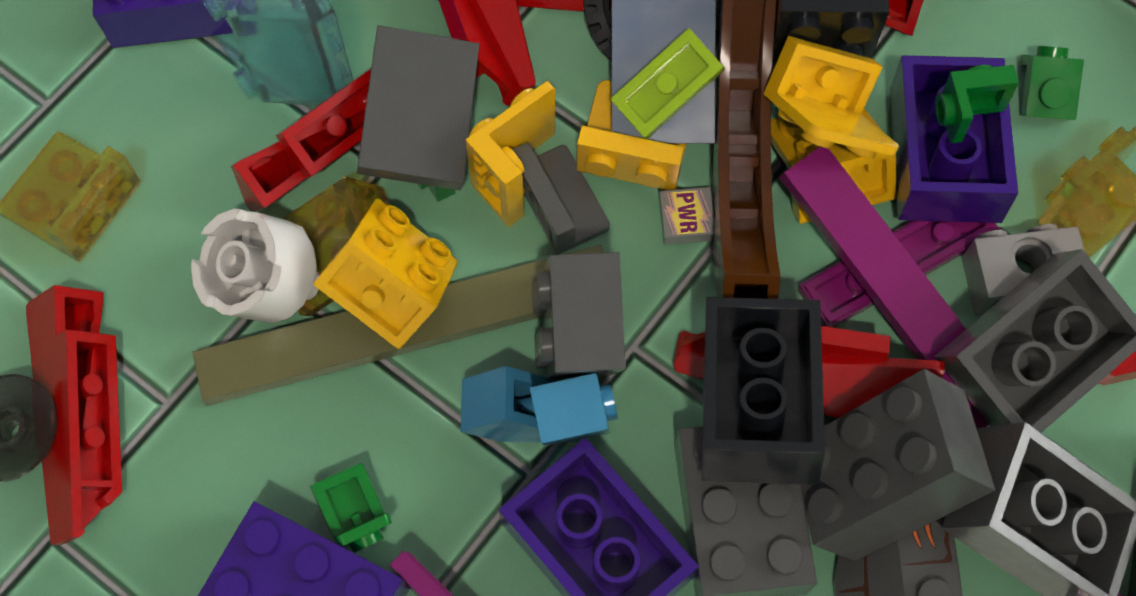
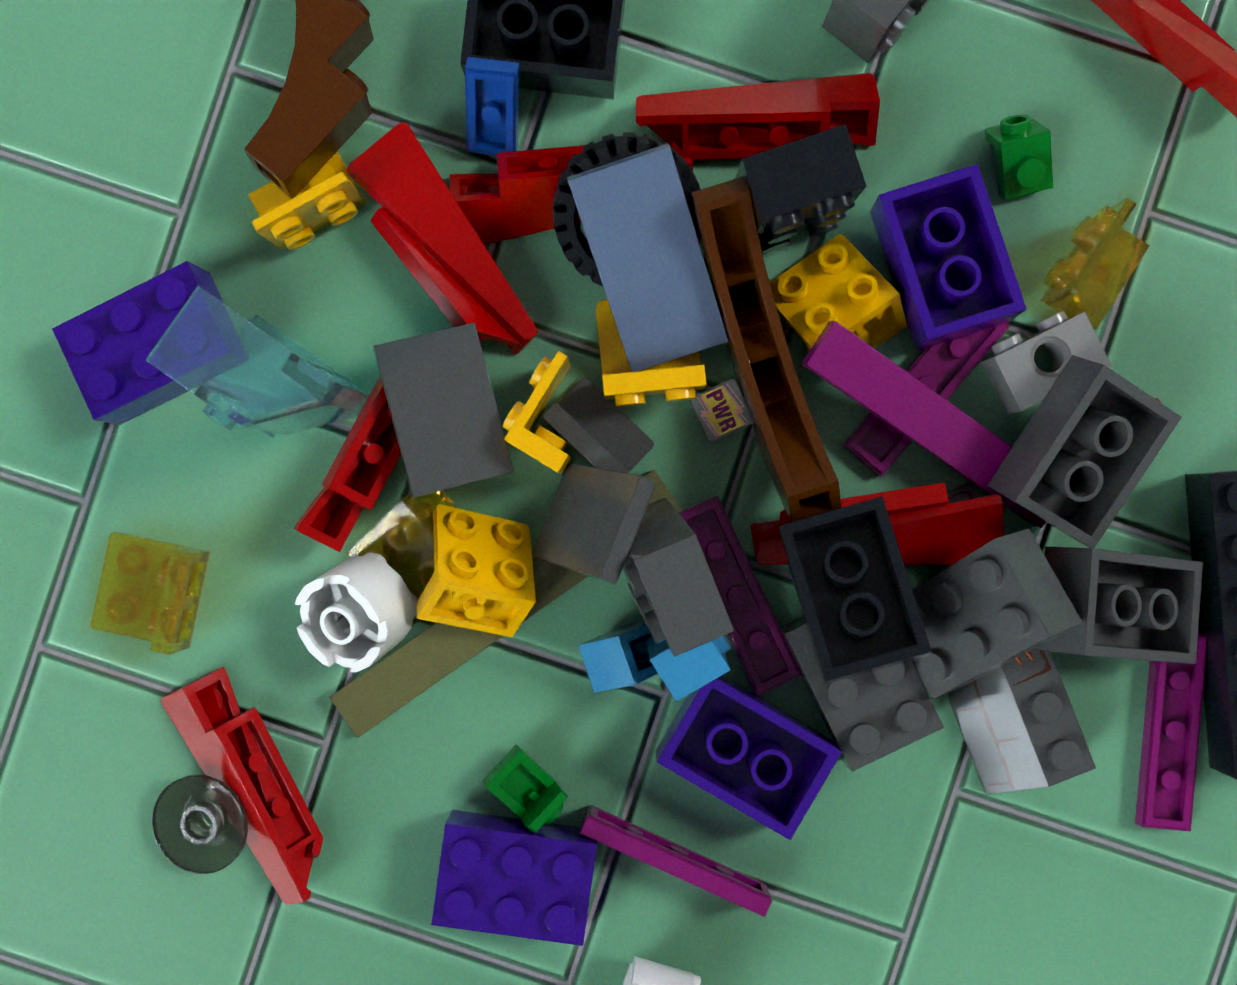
camera: 15 degrees left, 20 degrees up
(523, 243) = (593, 521): none -> dark grey tile
(645, 404) = (756, 631): none -> magenta tile
(667, 84) = (671, 311): lime plate -> none
(826, 95) = (819, 281): yellow bracket -> none
(971, 93) = (963, 219): green bracket -> none

